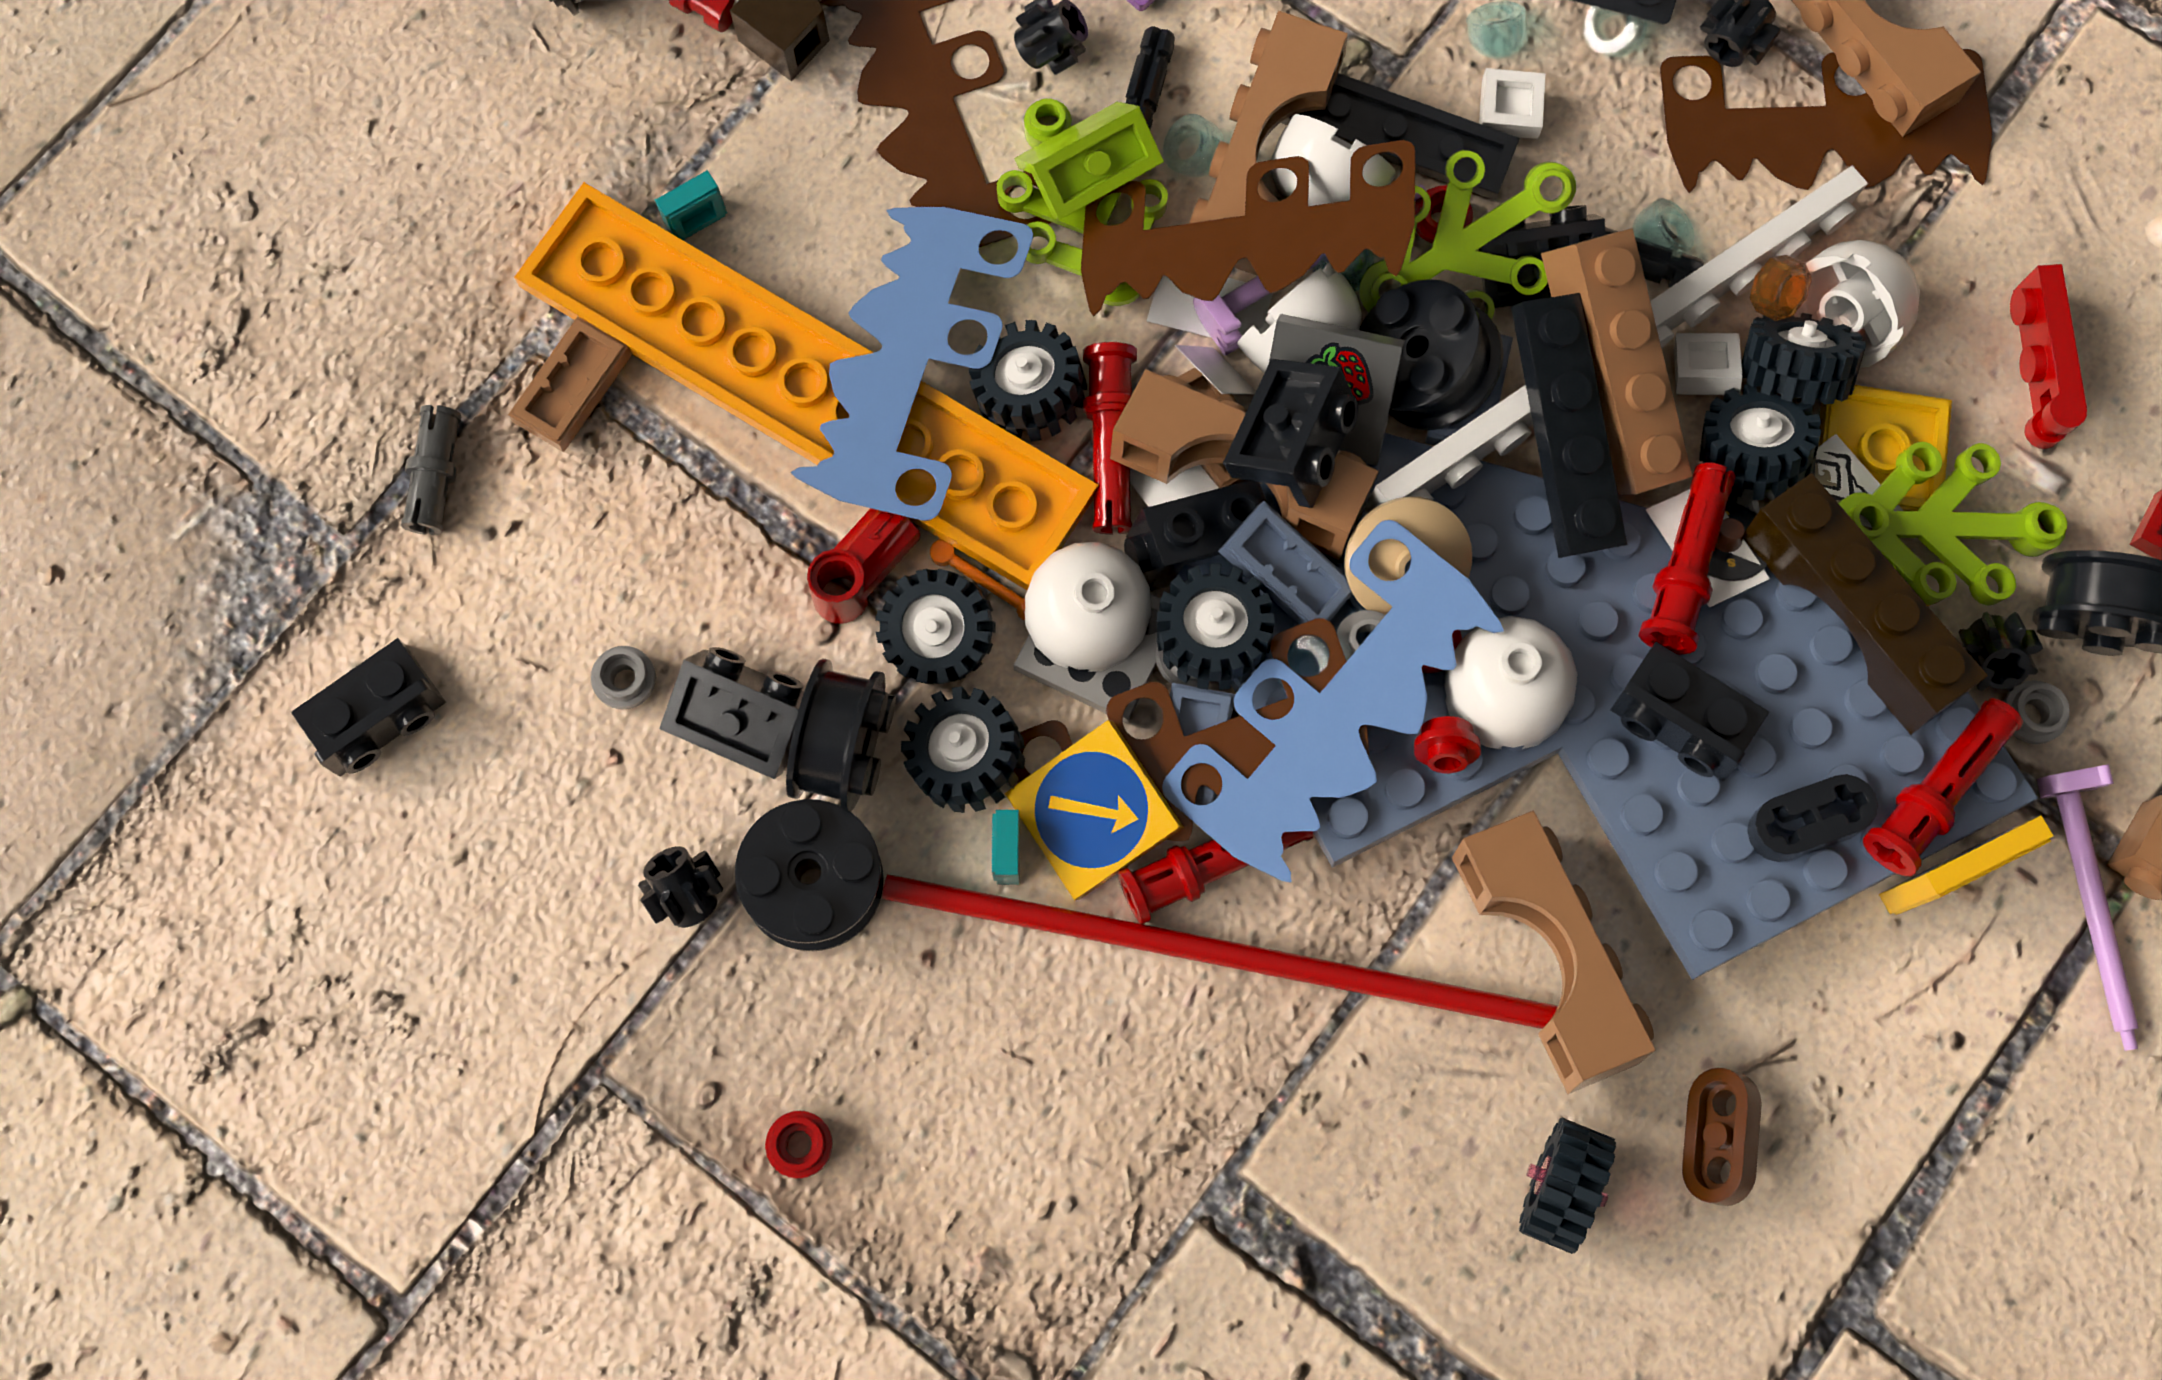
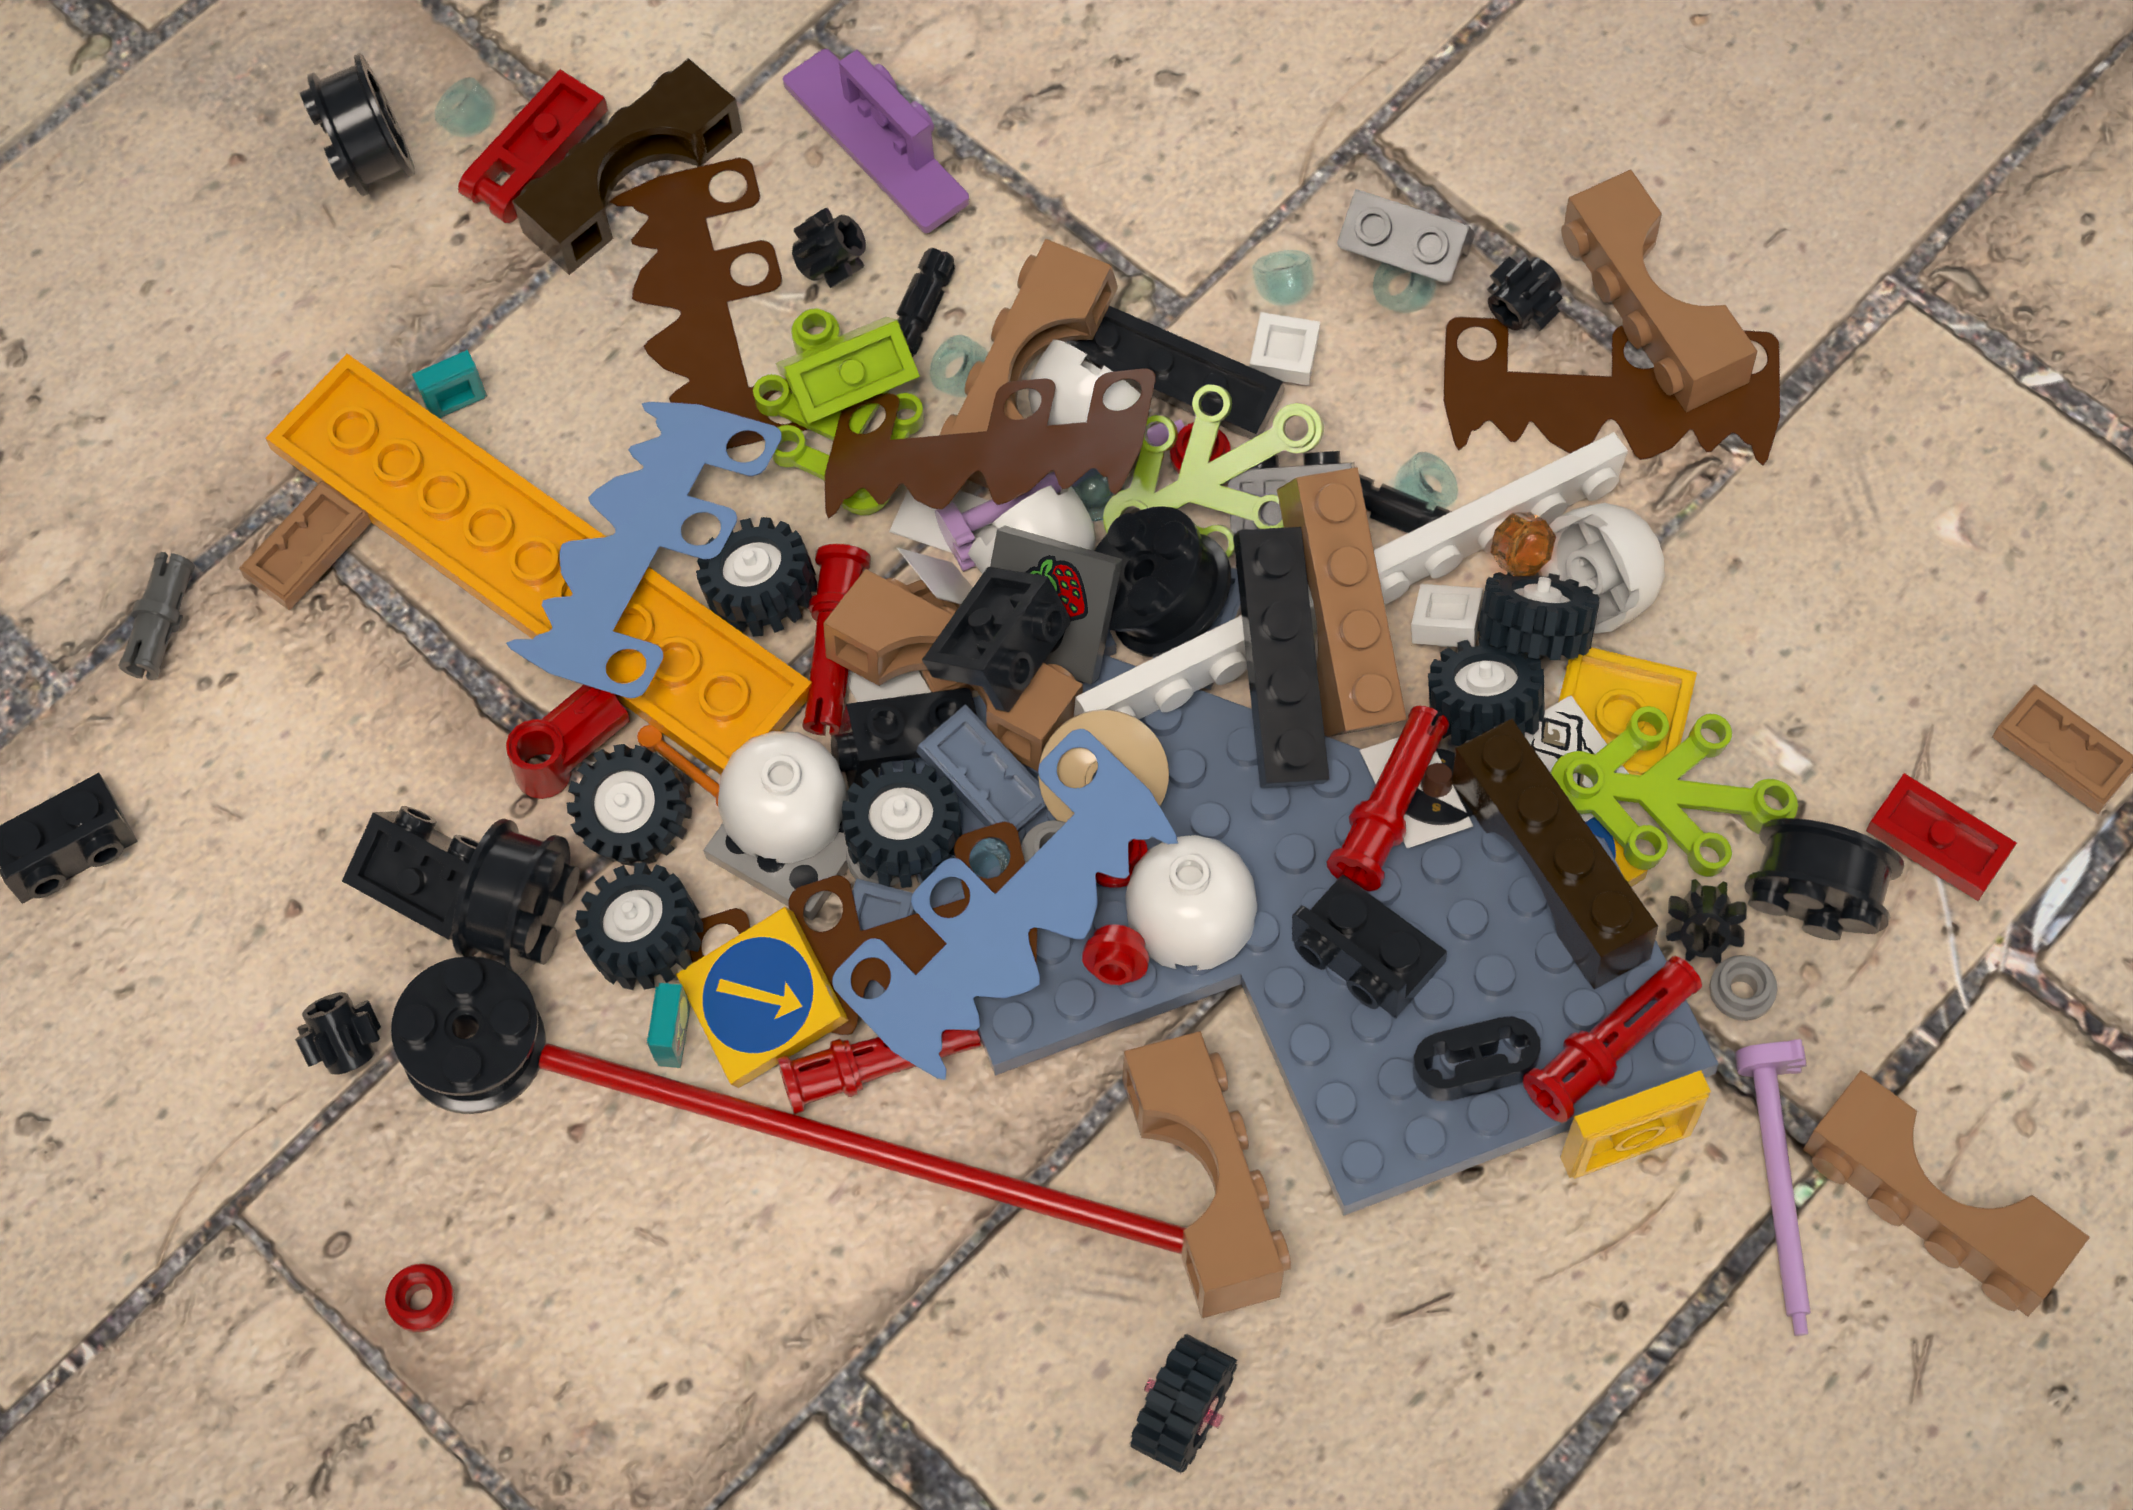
camera: 10 degrees right, 10 degrees down
(612, 663) = (304, 817): light grey plate -> none
(1718, 1138) = (1355, 1376): reddish brown plate -> none
(2048, 356) = (1799, 638): red plate -> none

